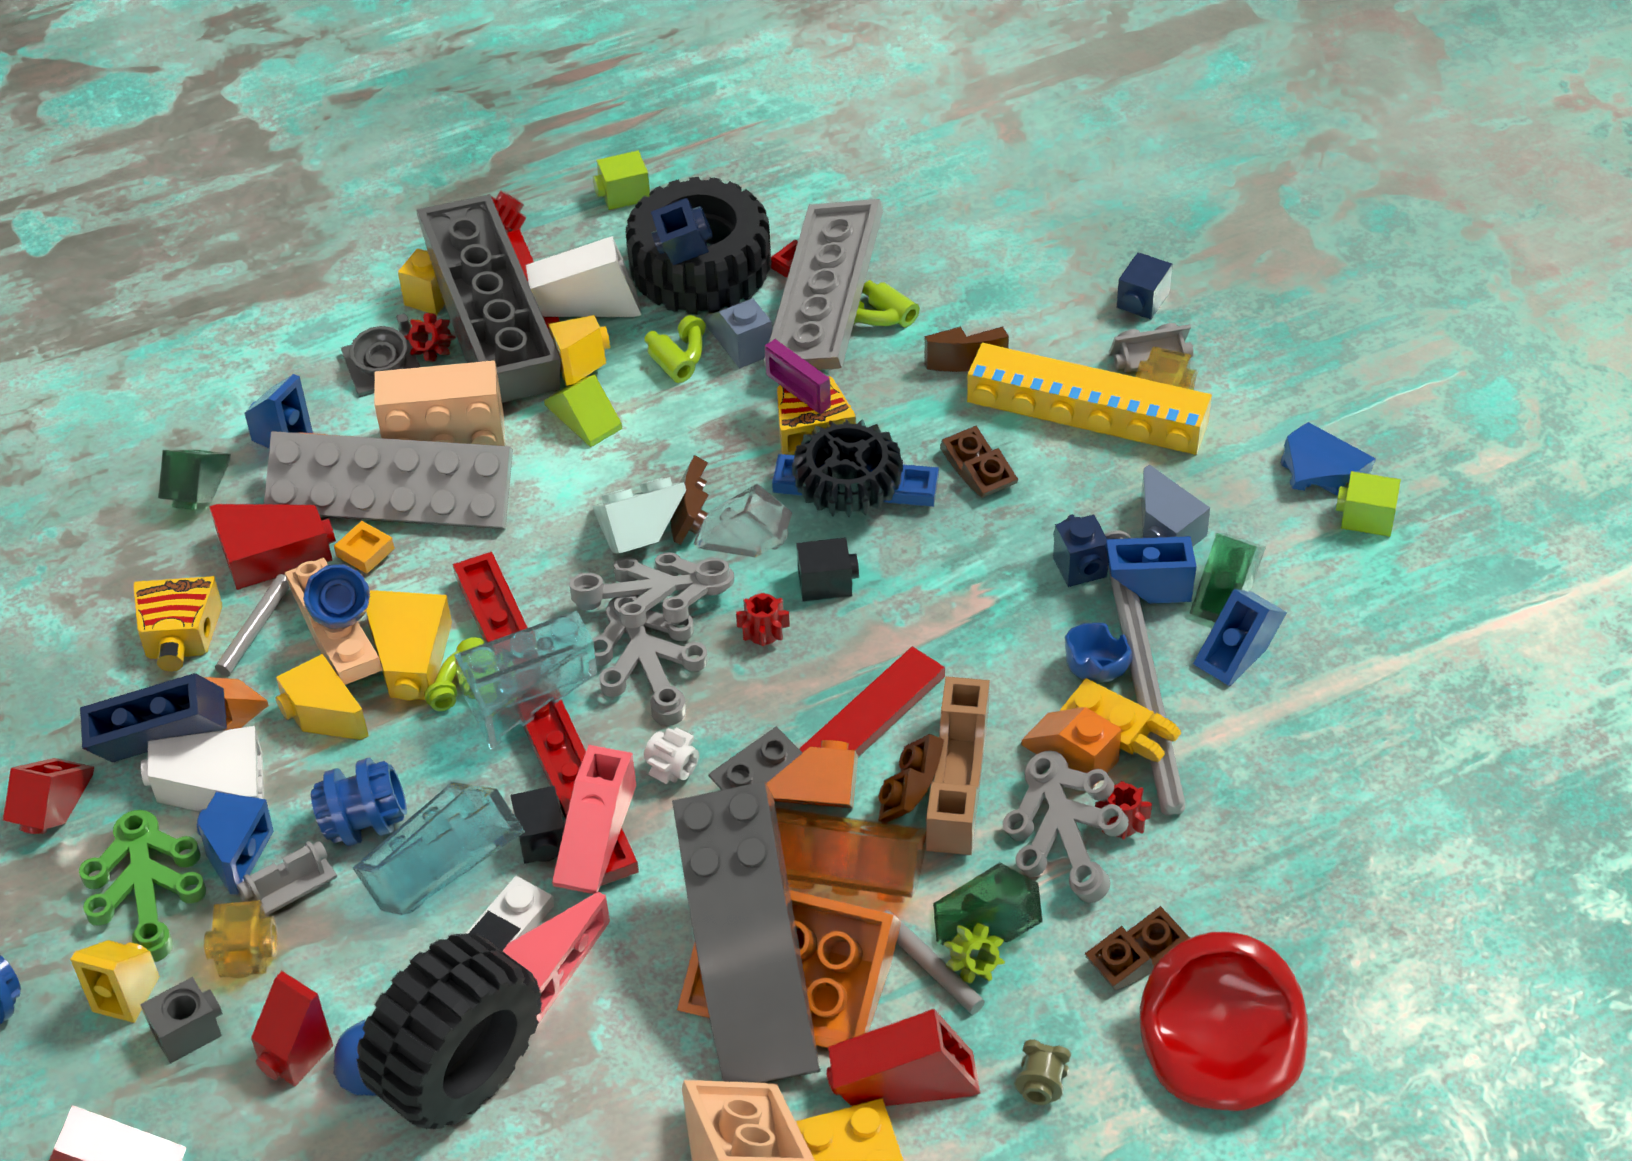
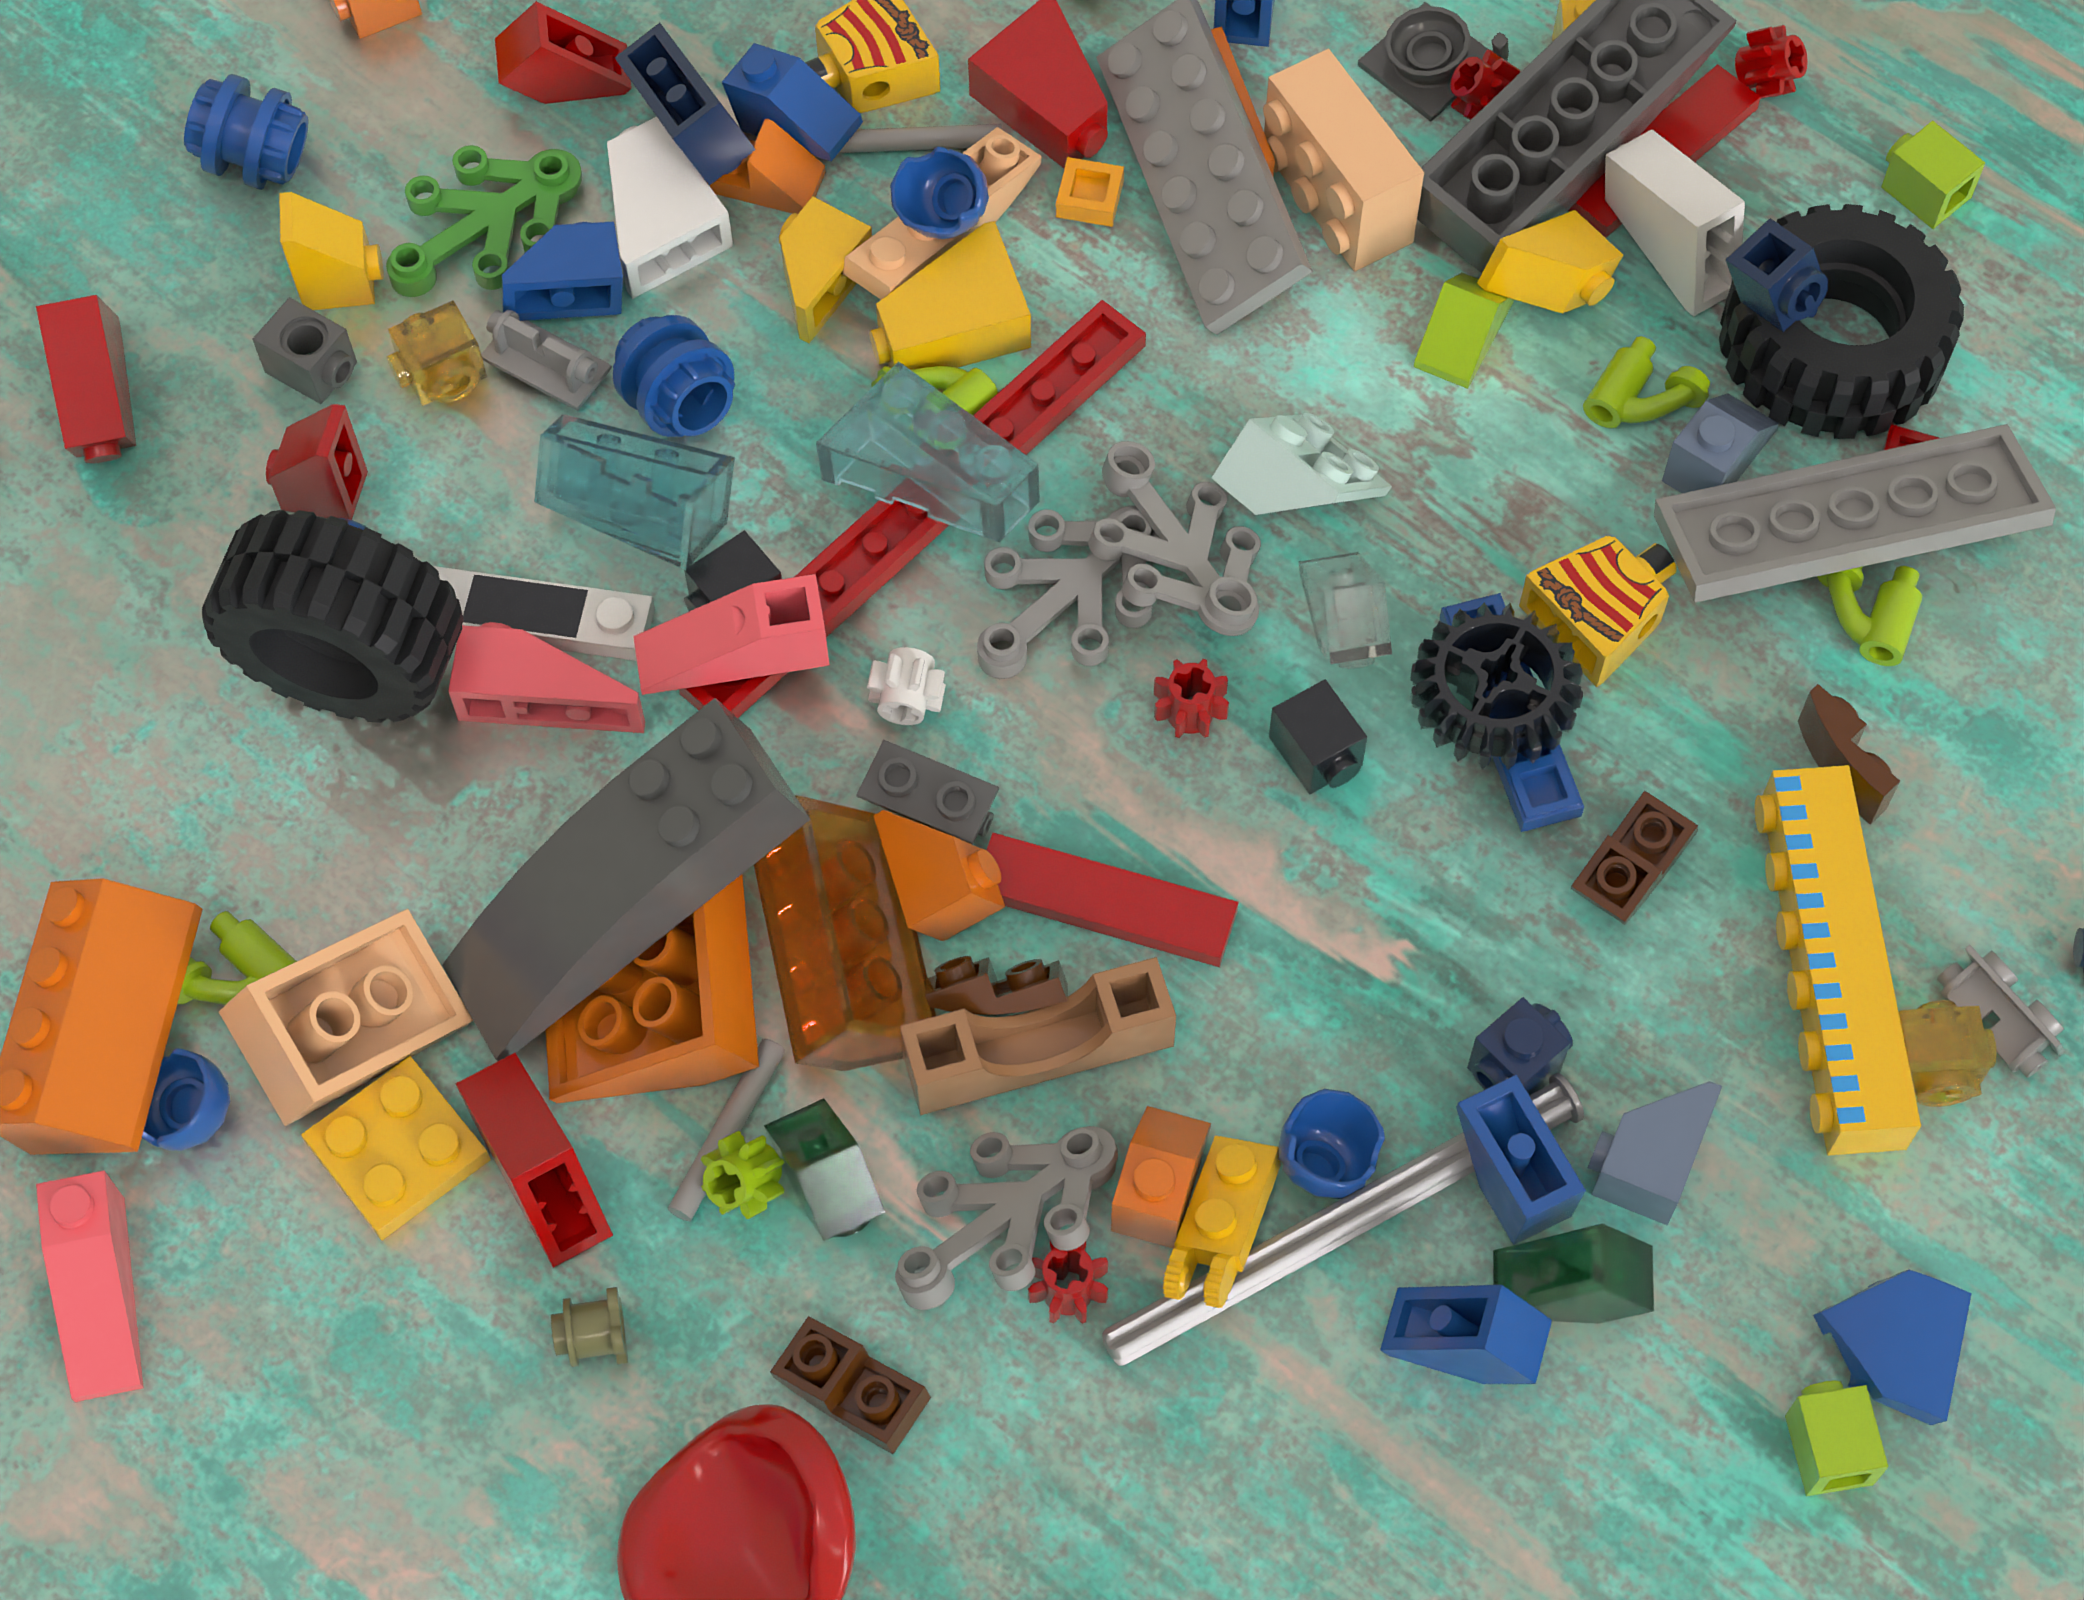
camera: 65 degrees right, 15 degrees up
(184, 657) = (794, 97): none -> blue slope
(689, 514) = (1342, 524): reddish brown slope -> none
(797, 376) = (1618, 548): magenta tile -> none

